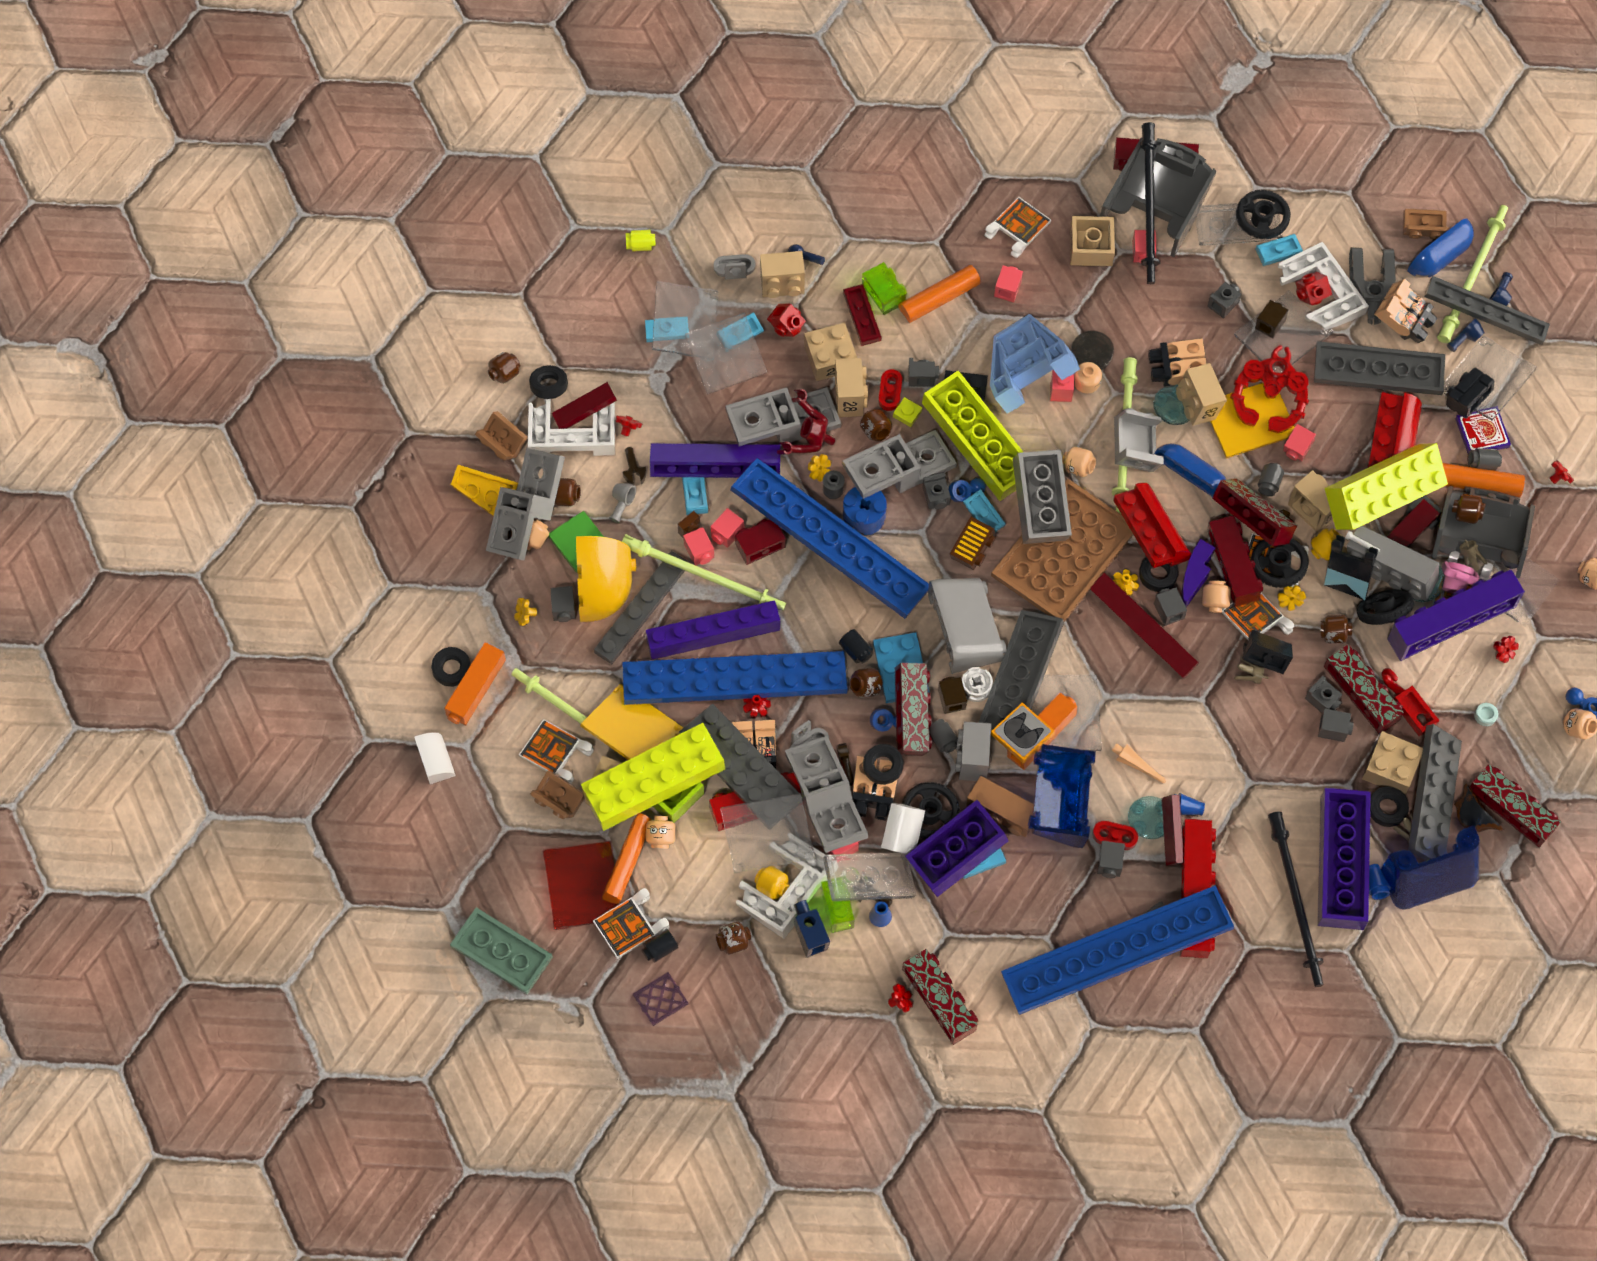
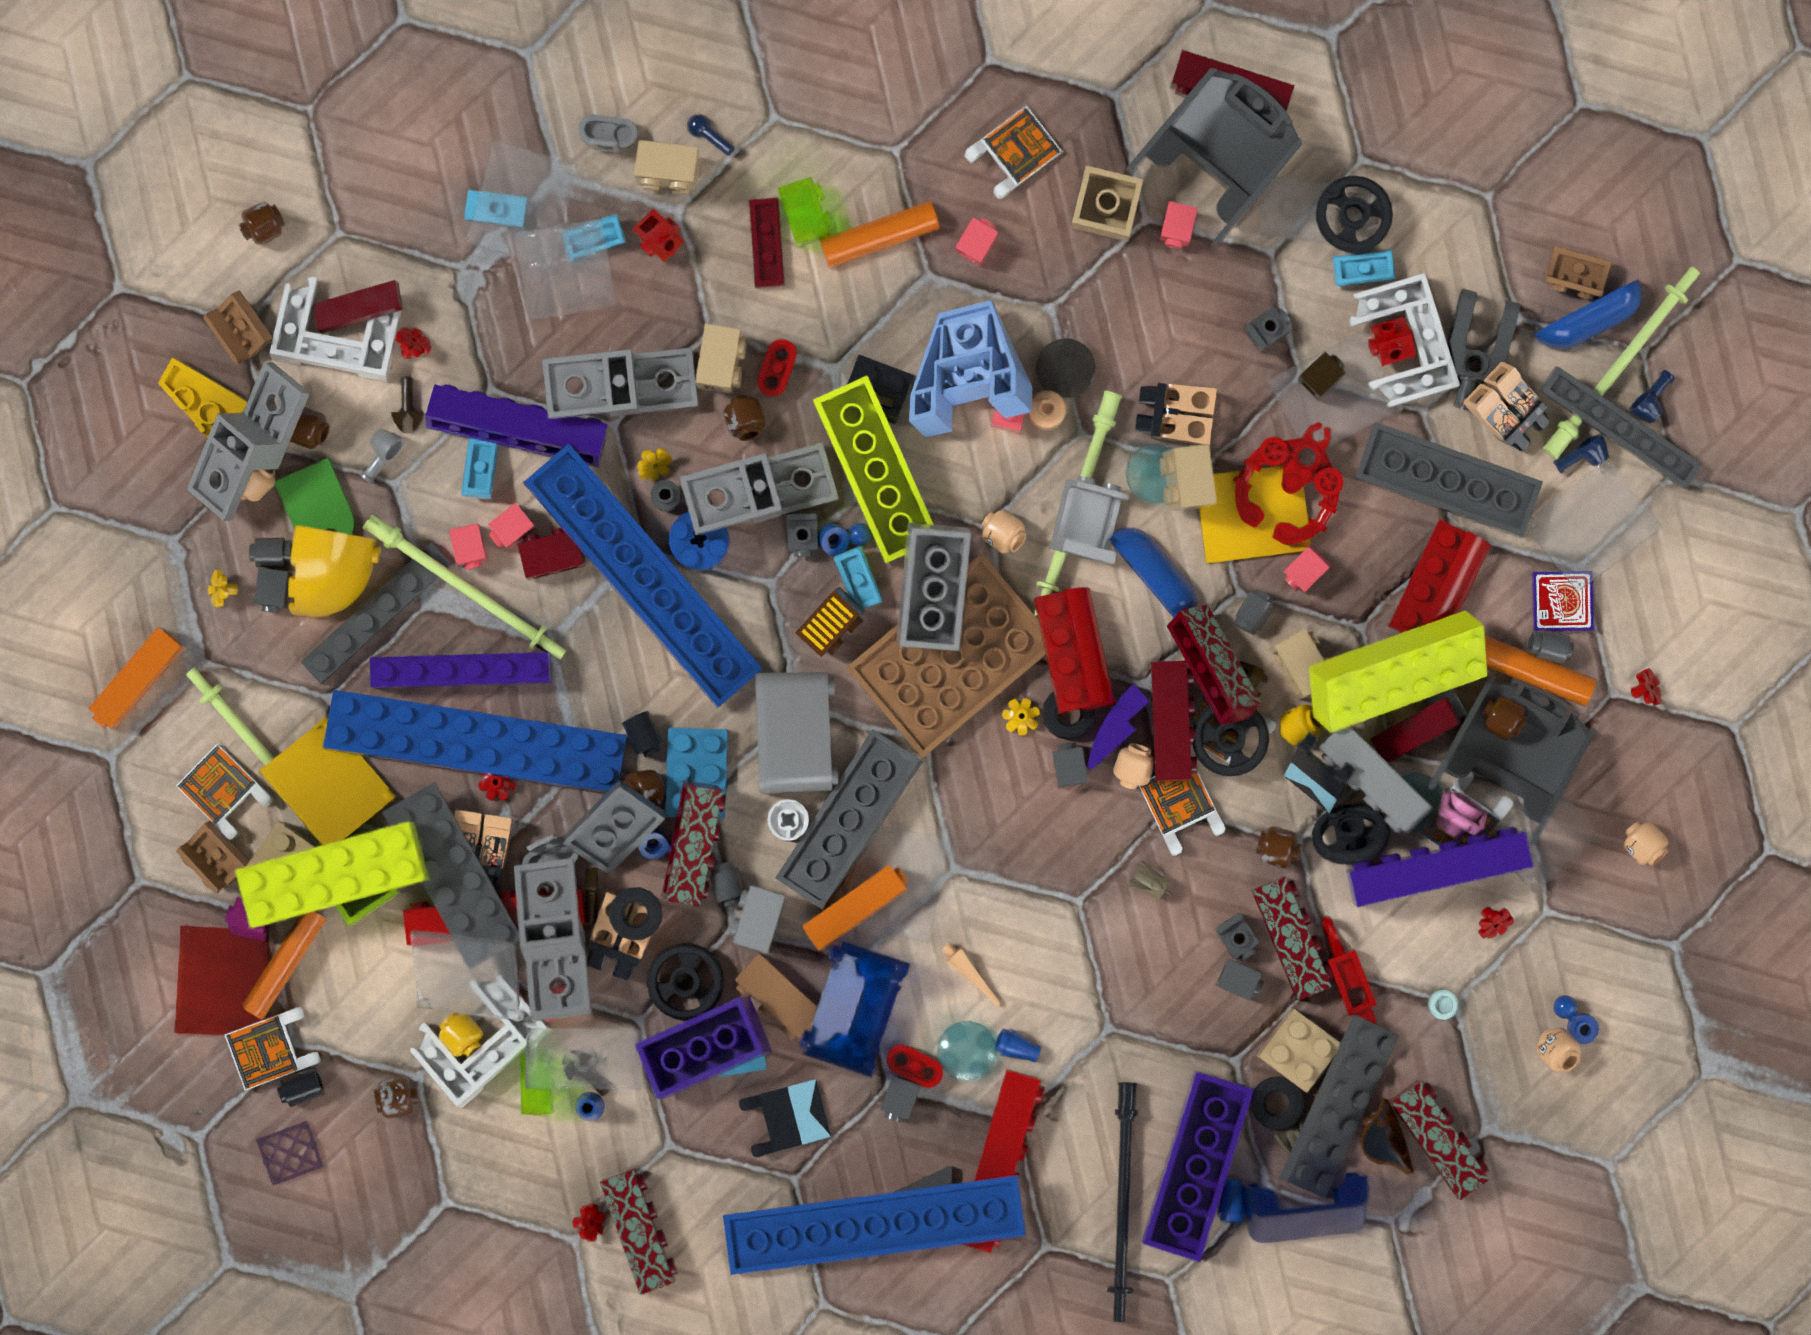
camera: 15 degrees right, 20 degrees up
(434, 757) = (66, 768): white brick -> none
(444, 655) = (94, 638): black tyre -> none
(501, 951) = (101, 1049): sand green plate -> none
(547, 372) = (315, 240): black tyre -> none
(556, 578) = (271, 552): none -> dark grey brick
(592, 834) = (239, 923): none -> magenta brick
(640, 240) = (486, 65): neon yellow brick -> none
(660, 832) = (332, 938): light nougat head -> none
(689, 524) = (463, 511): reddish brown plate -> none
(812, 429) = (653, 414): dark red piece -> none
(814, 938) = (493, 1126): dark blue torso -> none
(826, 346) = (708, 294): tan brick -> none
(852, 709) = (614, 827): none -> dark grey plate
(903, 828) = (642, 1003): white brick -> none
(907, 412) = (793, 404): neon yellow plate -> none
(922, 373) = (826, 352): dark grey brick -> none
(952, 695) = (752, 828): dark brown brick -> none
(1022, 732) = (824, 913): tile -> none
(1033, 892) = (791, 1115): none -> black flag
(1144, 625) = (1028, 784): dark red tile -> none
(1148, 144) = (1216, 86): black bar -> none
(1172, 830) = (987, 1079): dark red tile -> none
(1267, 652) = (1179, 861): black hinge -> none
(1291, 597) = (1233, 788): yellow plant -> none
(1356, 539) = (1338, 749): white piece -> none
(1470, 392) = (1557, 548): black brick -> none
(1470, 552) = (1485, 780): dark tan piece -> none

